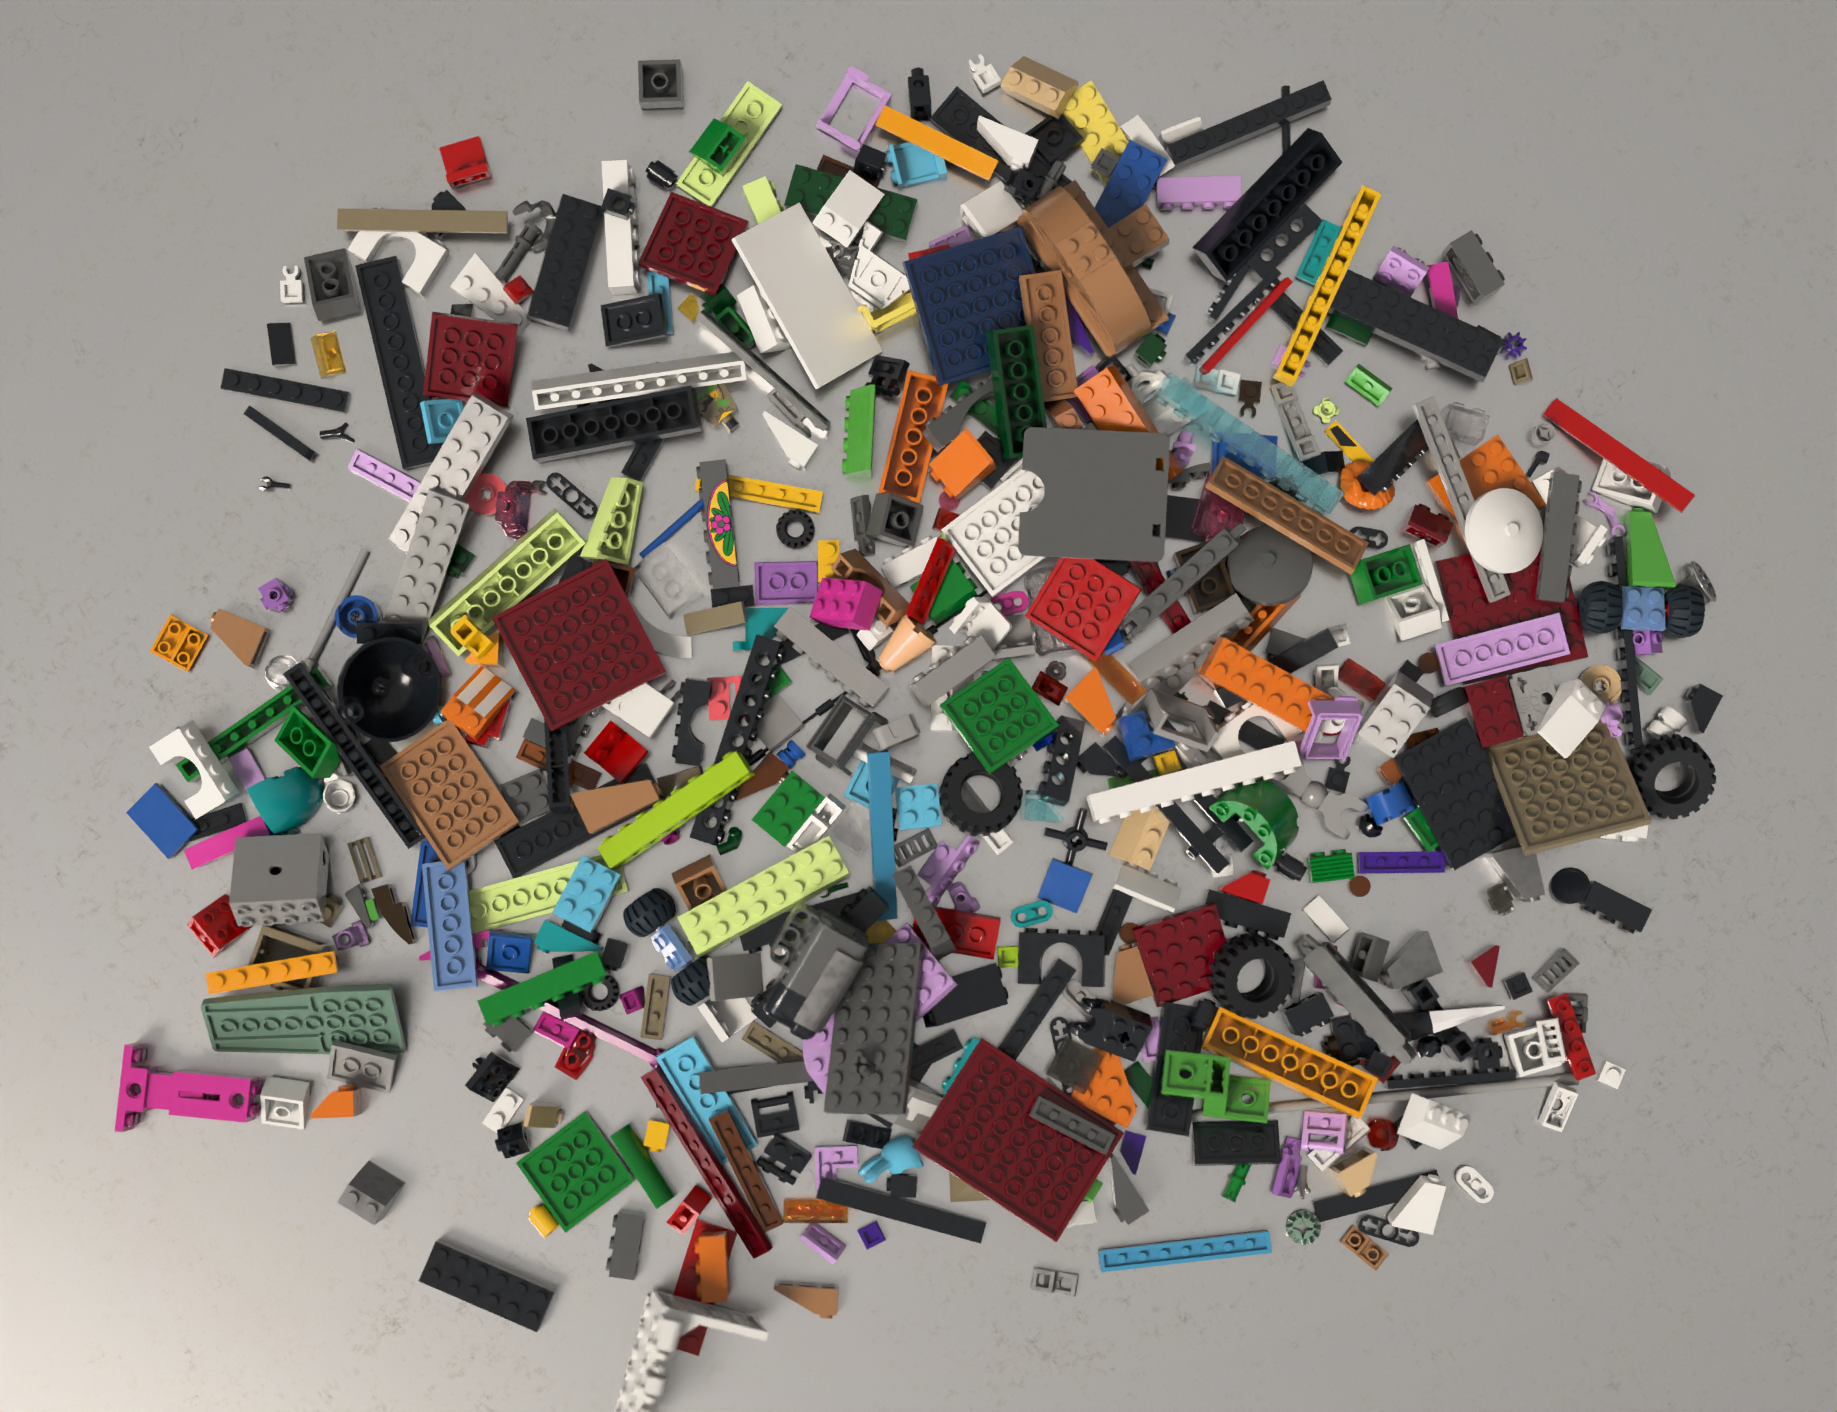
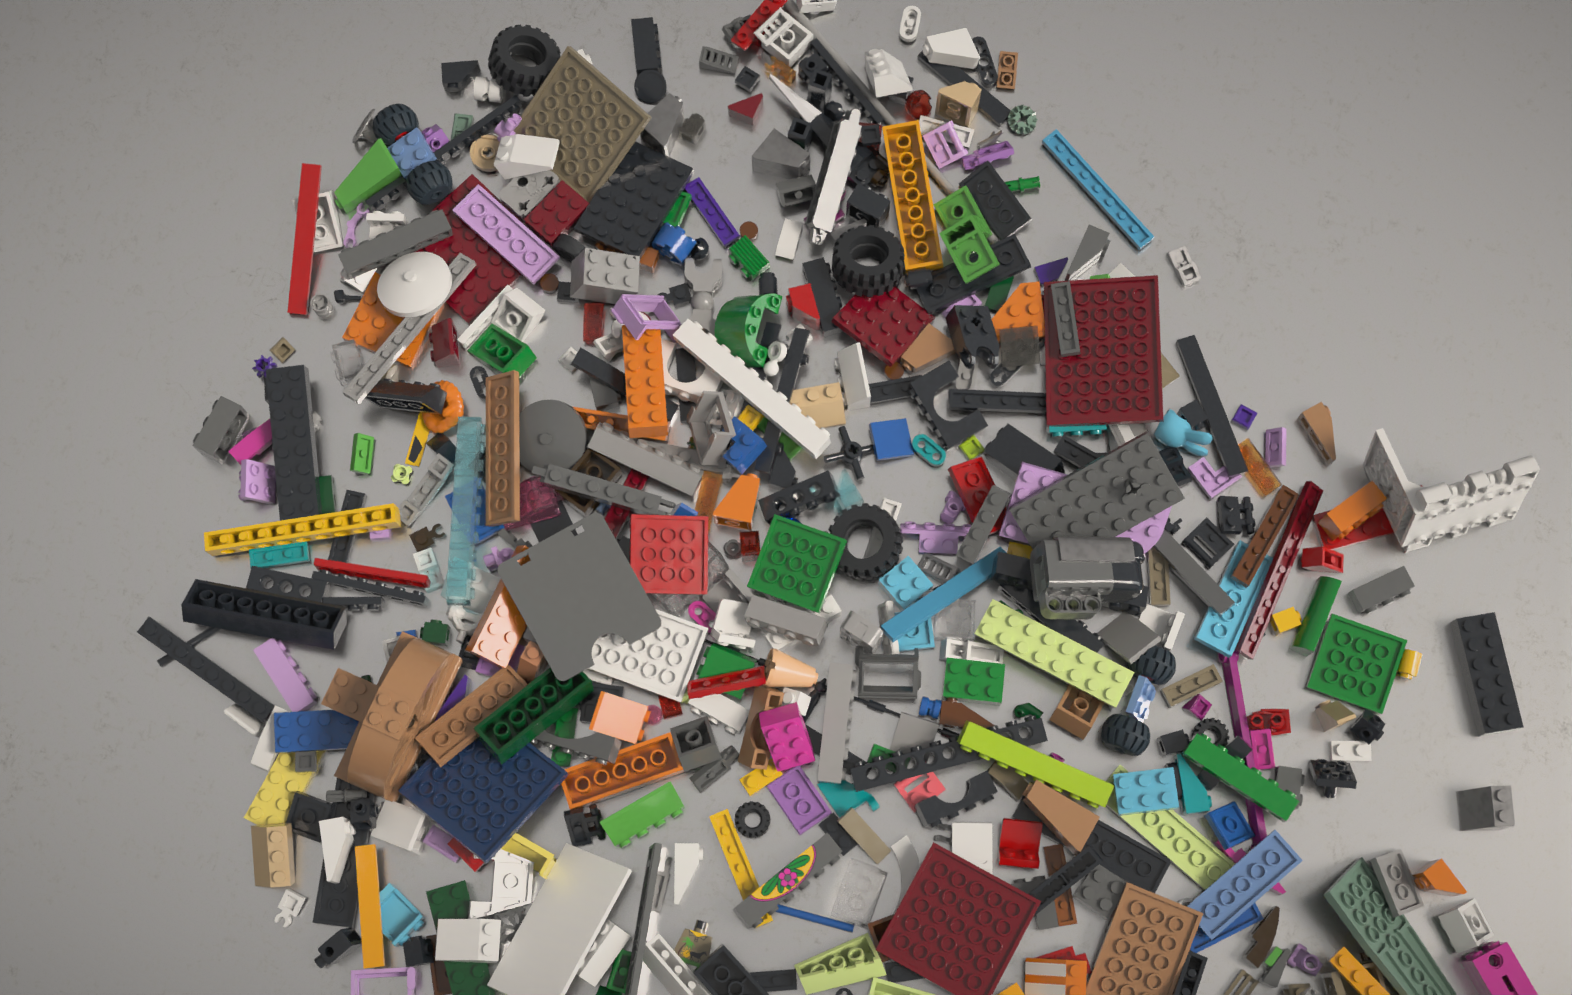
camera: 120 degrees left, 10 degrees down
(1213, 827) = (776, 353): none -> white plate

